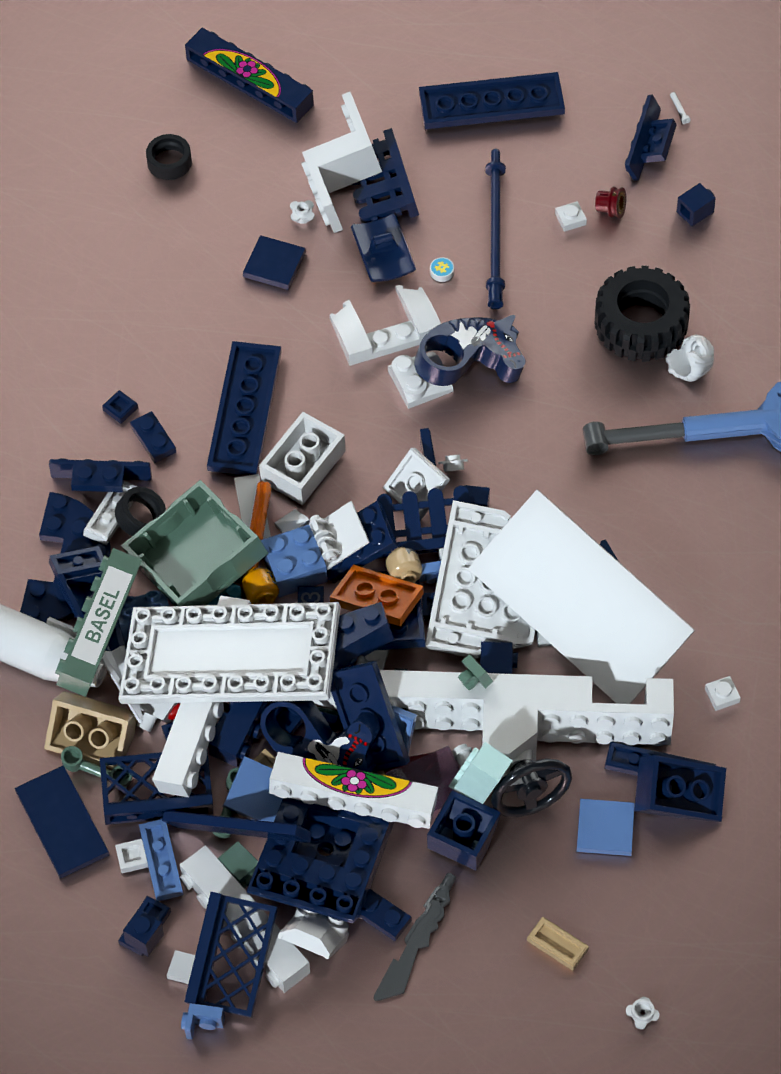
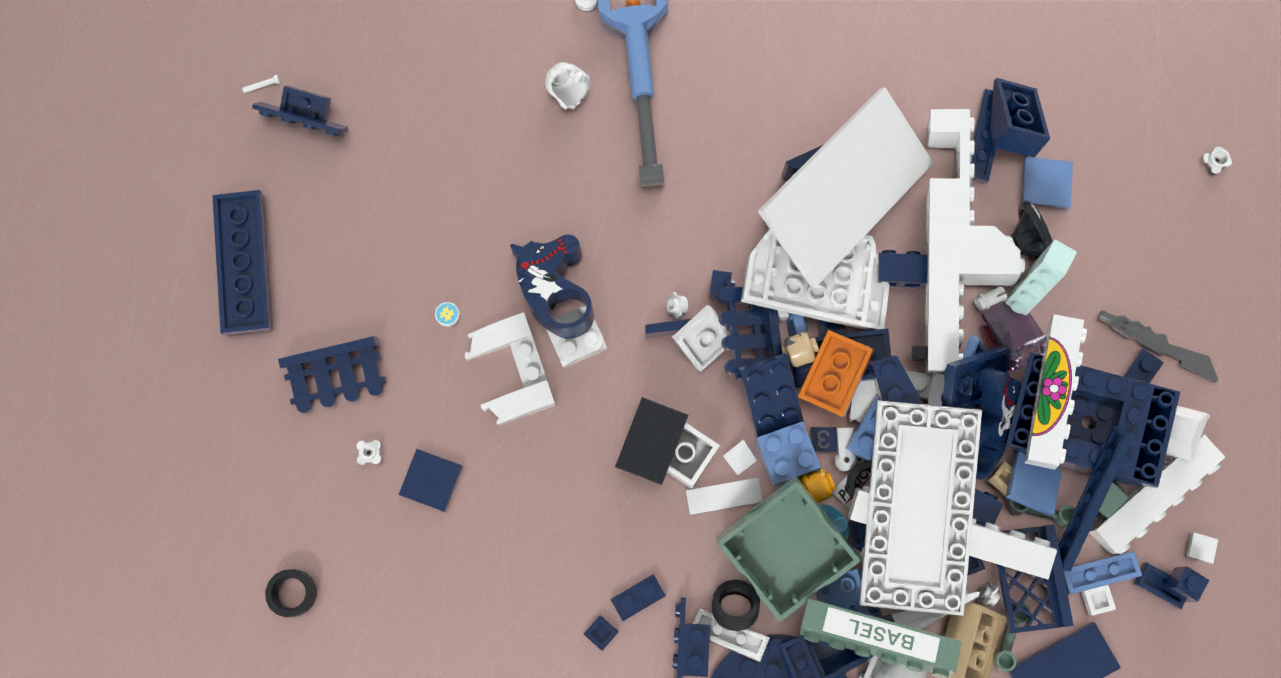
camera: 90 degrees left, 20 degrees up
(141, 746) = (988, 595): none -> white plate
(204, 1016) = (1252, 527): medium blue bracket -> none
(207, 949) = (1205, 524): dark blue fence -> none
(244, 408) = (608, 506): dark blue plate -> none
(249, 74) = (187, 510): dark blue brick -> none
(260, 511) = (737, 488): orange axle -> none
(305, 426) = (651, 441): none -> black tile
(338, 534) = (771, 408): white hinge -> none
(340, 163) = (320, 409): white bracket -> none
(383, 249) = (421, 370): dark blue shield -> none
(463, 830) = (1071, 297): dark blue slope -> none
(474, 674) = (939, 278): sand green tile -> none
(495, 284) = (469, 262): dark blue bar -> none
(557, 943) = (1157, 226): tan tile -> none
(570, 216) = (389, 190): white plate -> none
(611, 201) = (378, 150): dark red piece -> none
(648, 288) = (508, 97): black tyre -> none
(696, 204) = (385, 72): dark blue brick -> none
(722, 693) = (913, 80): white plate -> none

